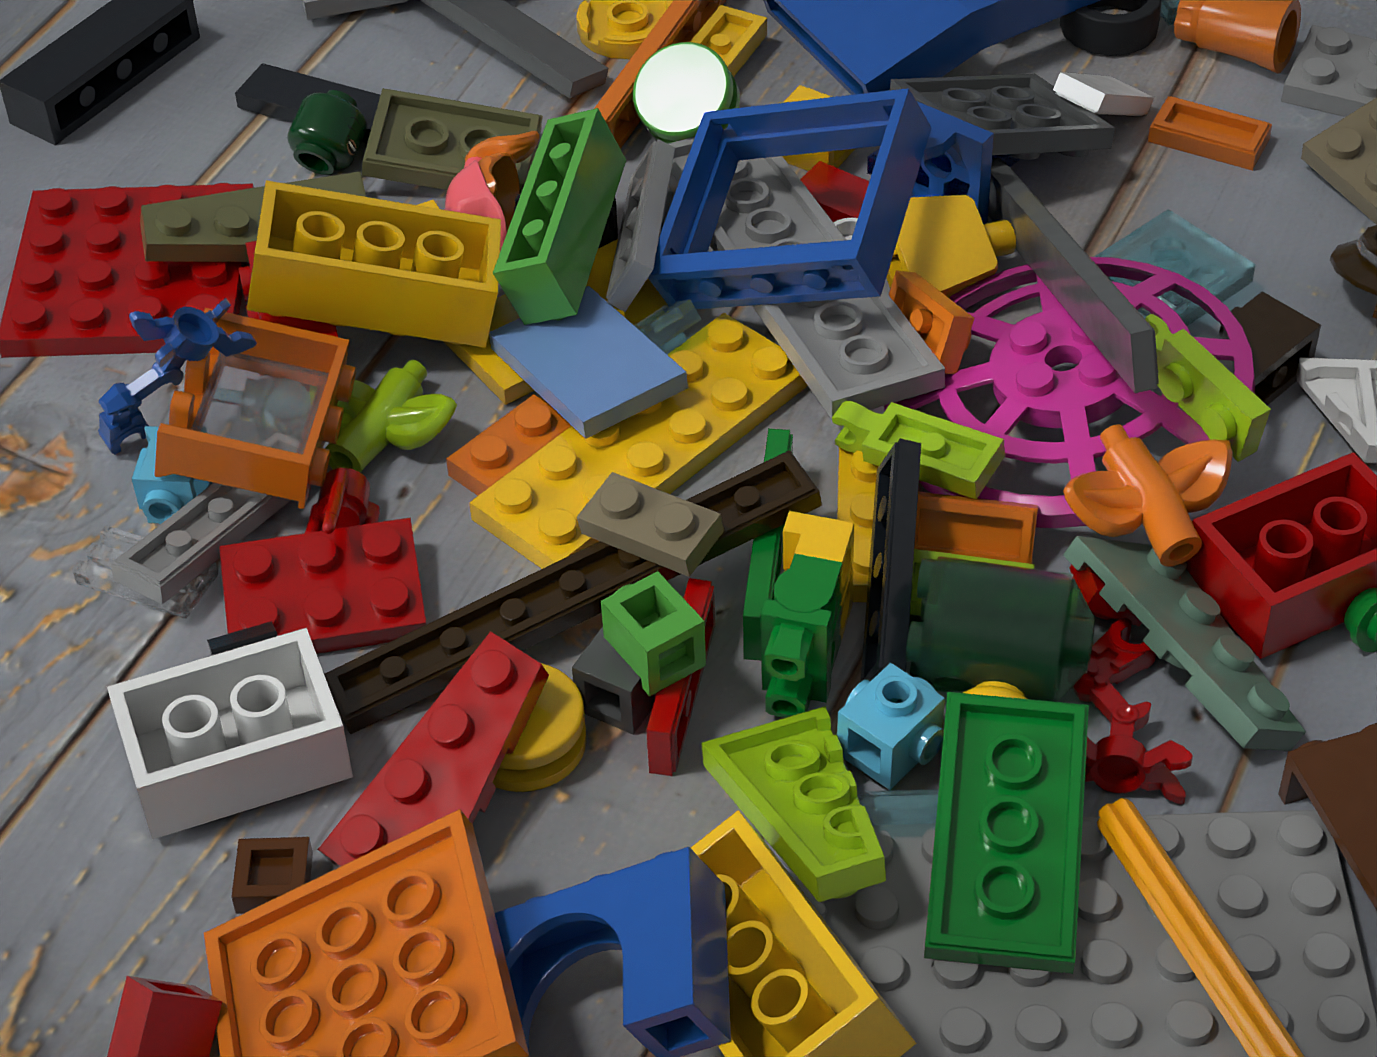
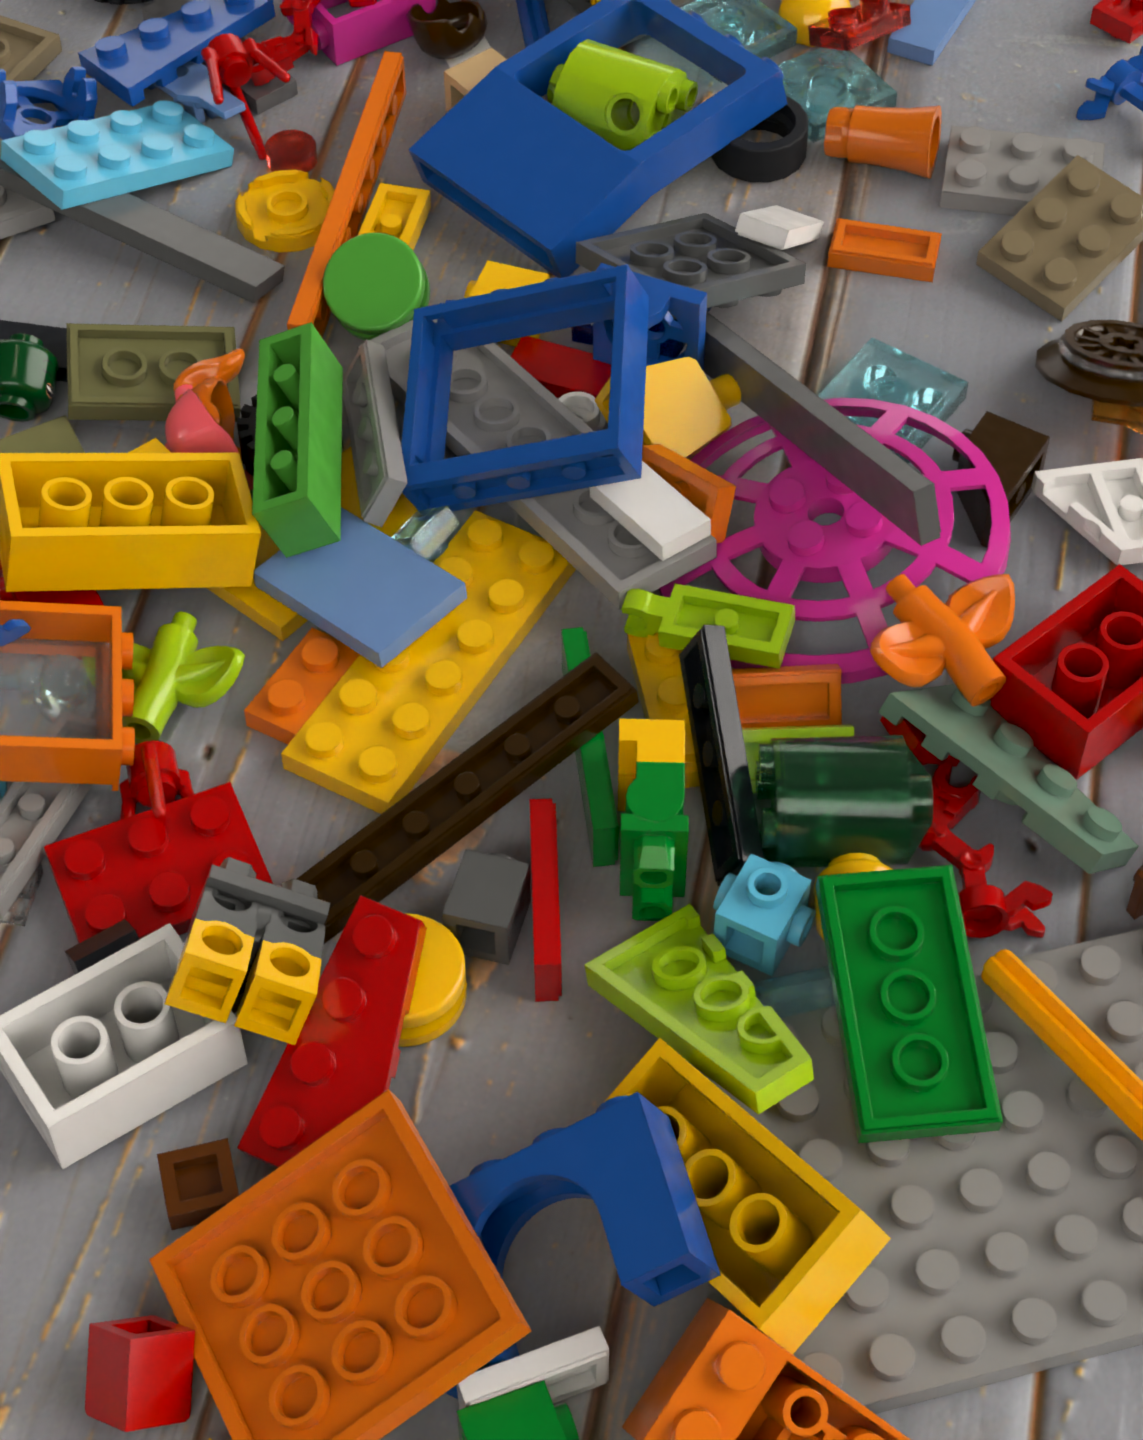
camera: 15 degrees left, 5 degrees up
(385, 641) = (257, 925): none -> yellow hips
(650, 524) = (481, 751): dark tan plate -> none
(654, 632) = (519, 864): bright green brick -> none
(888, 332) = (654, 513): none -> white tile
(1208, 390) = (983, 529): lime plate -> none

